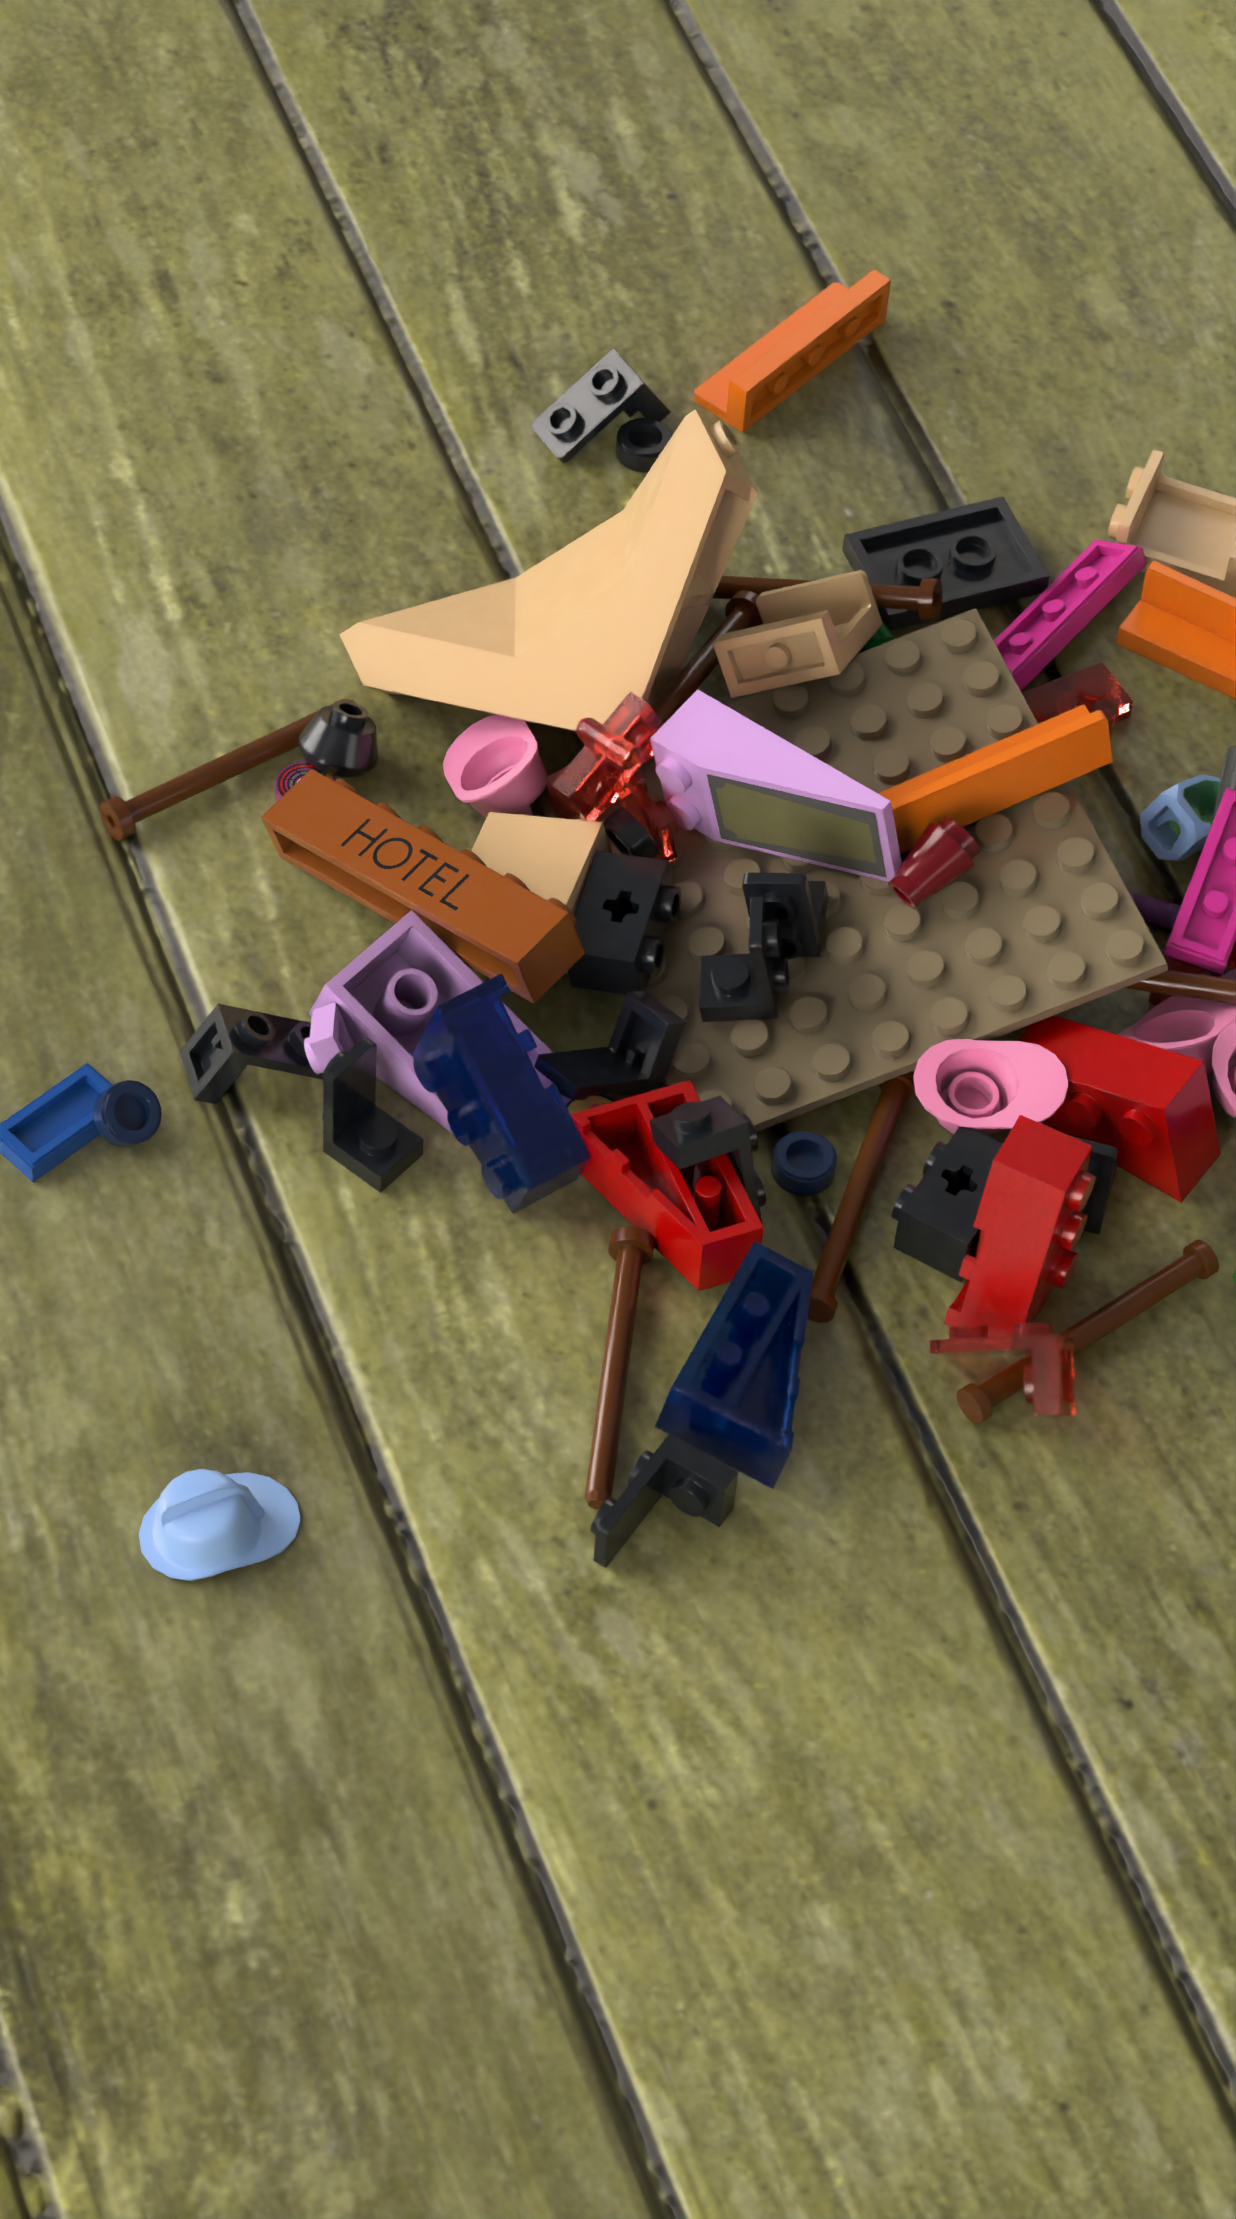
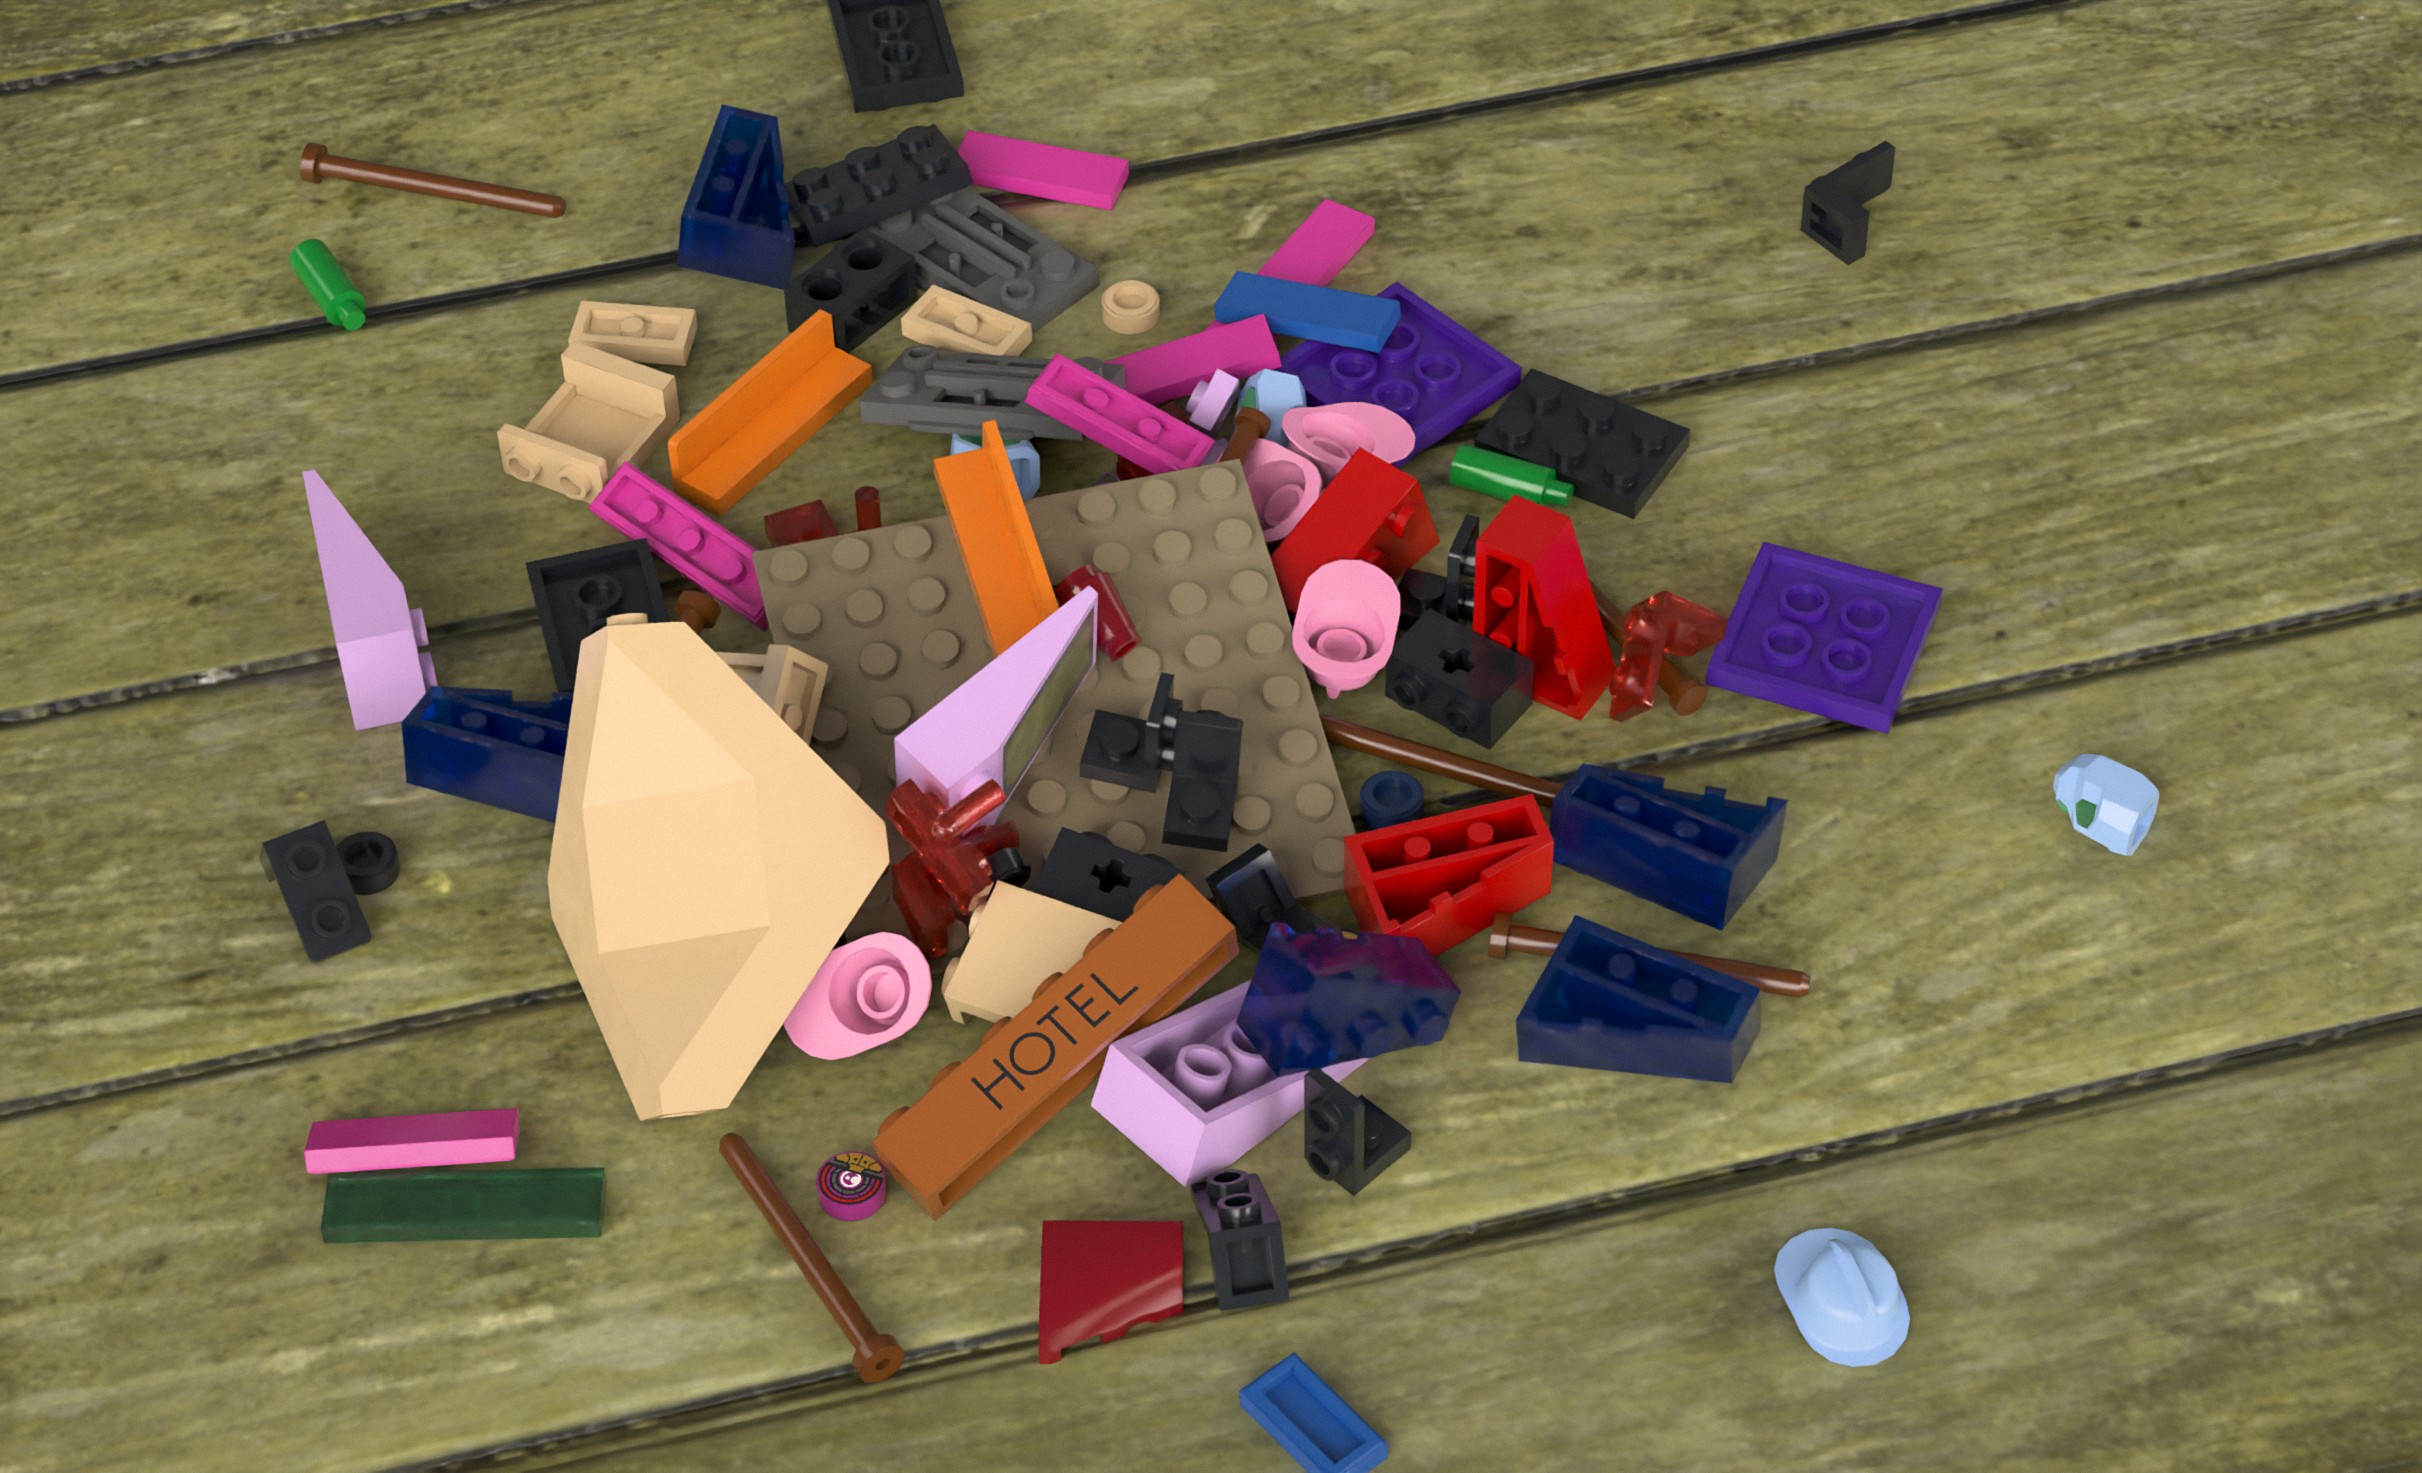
camera: 80 degrees left, 5 degrees down
(127, 1113) = (1318, 1350): dark blue tile -> none
(198, 958) = (1106, 1279): none -> dark red slope
(273, 548) = (464, 1205): none -> clear green tile
(327, 1036) = (1262, 1146): lavender plate -> none
(332, 503) = (412, 1141): none -> dark pink tile
(340, 740) = (800, 1137): black cone -> none
(526, 1335) = (1636, 1010): none -> clear blue wedge
(676, 1470) = (1794, 927): black bracket -> none
(708, 1130) = (1432, 818): black bracket -> none
(779, 526) = (489, 747): none -> clear blue wedge
(795, 351) = (252, 722): orange panel -> none
(856, 1770) = (2106, 801): none -> light blue rock
(910, 379) = (369, 617): none -> lavender slope
(1075, 1523) = (1824, 637): none -> dark purple plate

